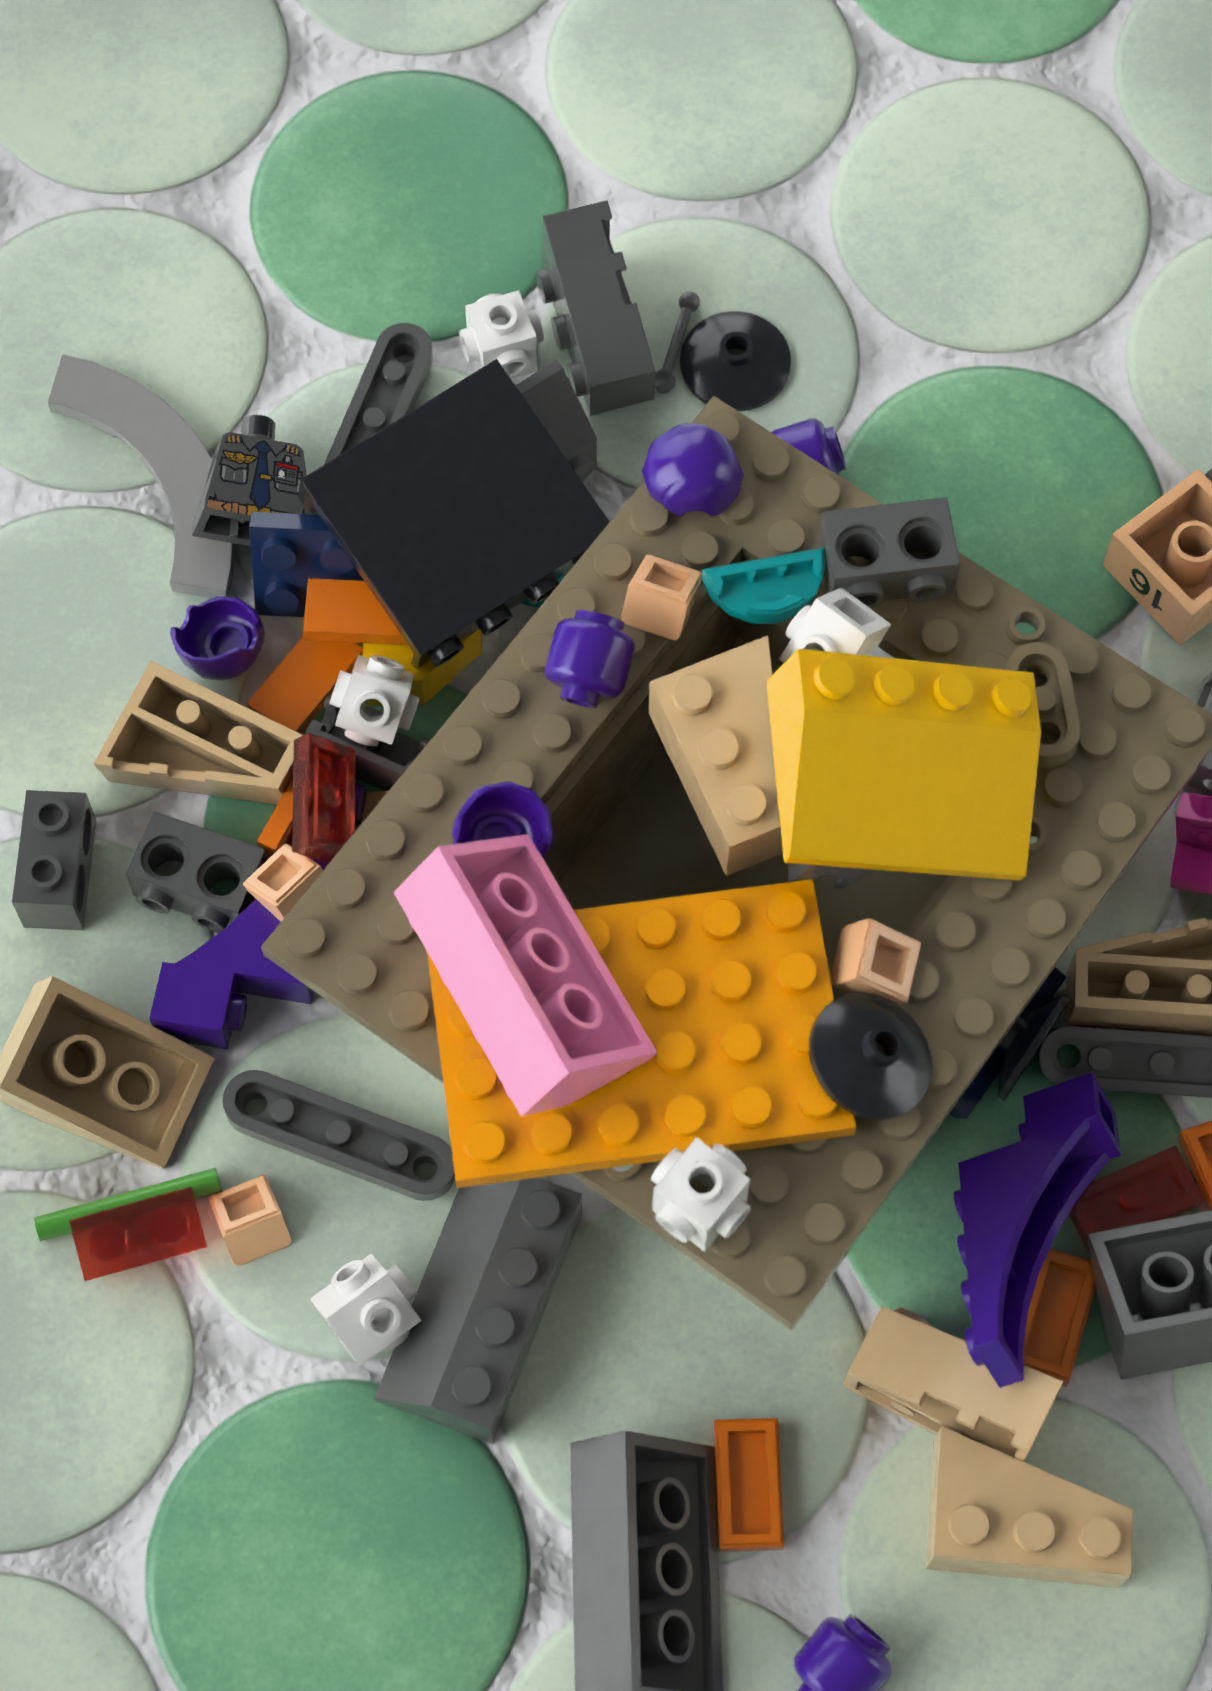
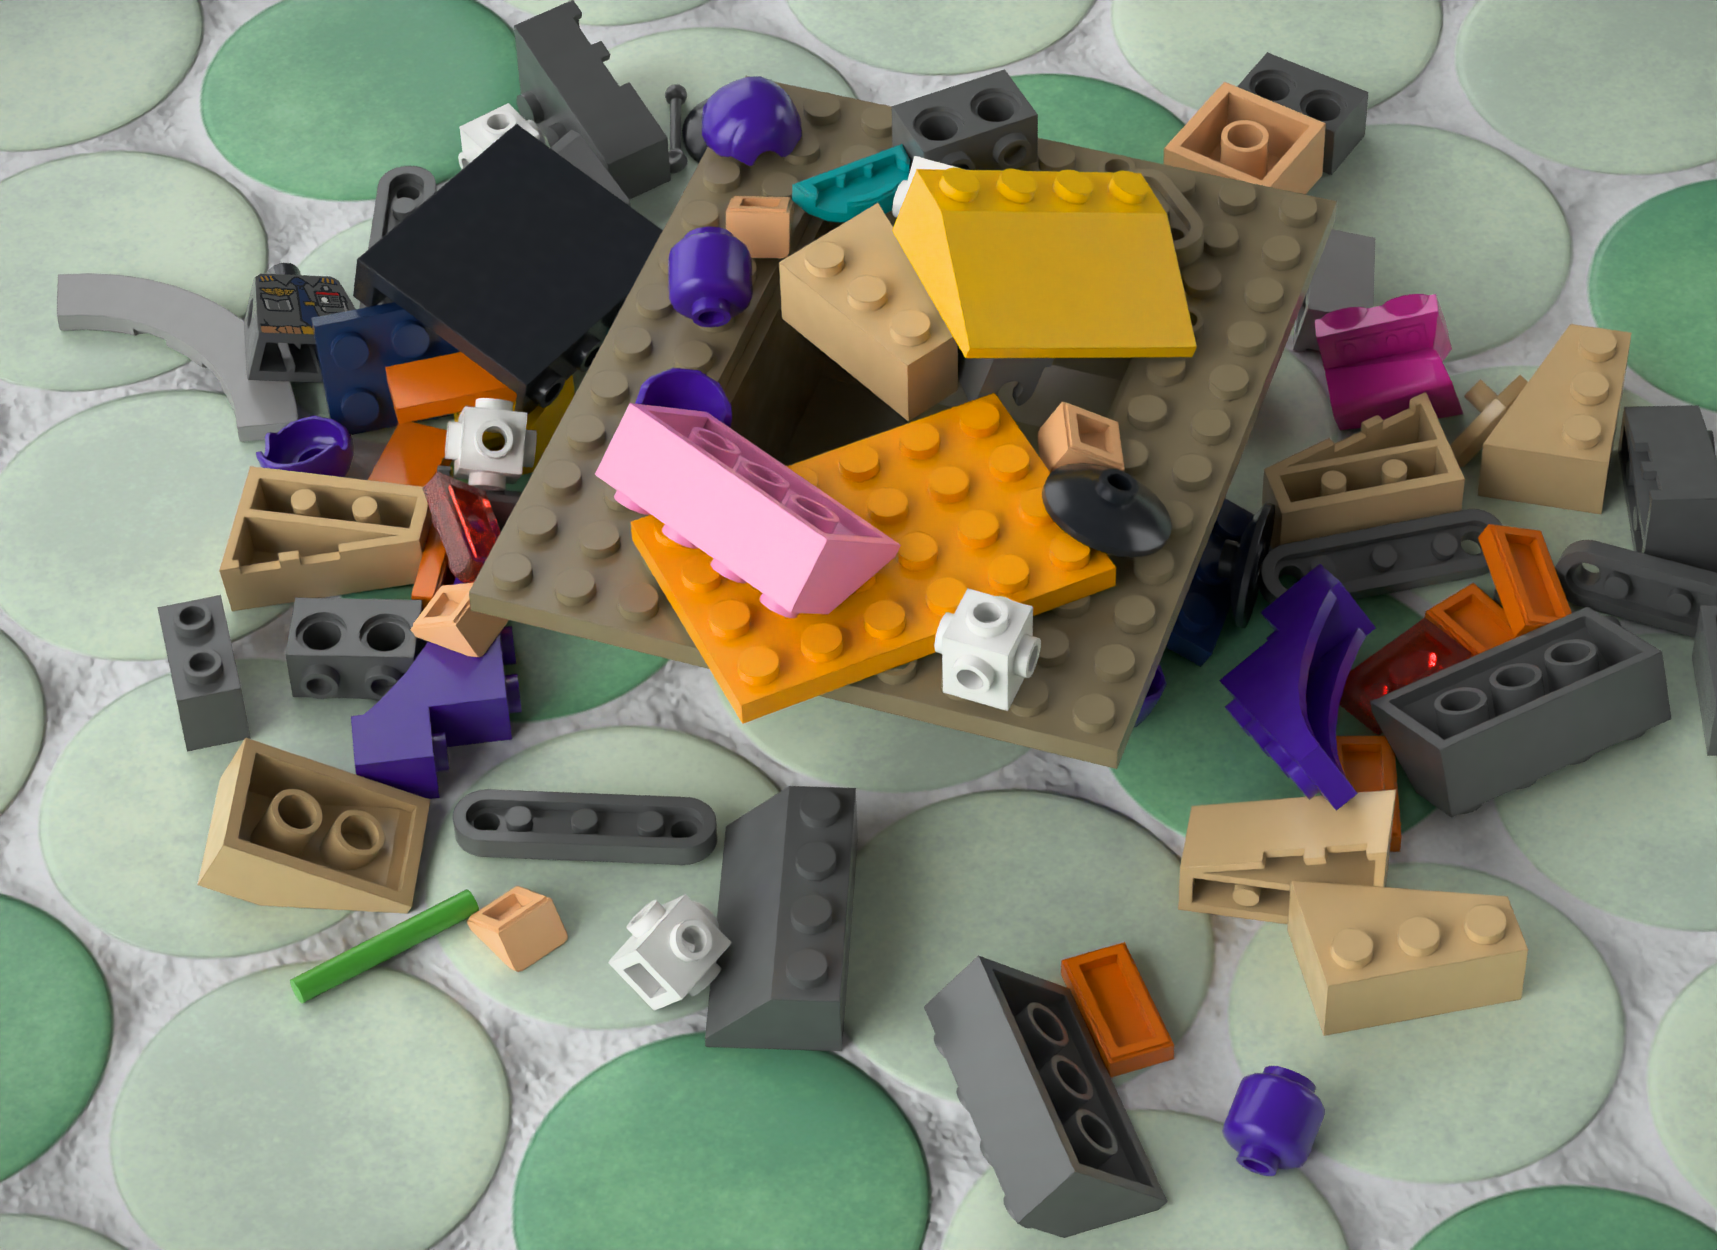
camera: 15 degrees left, 20 degrees down
(138, 1233) = (407, 959): clear red plate -> none

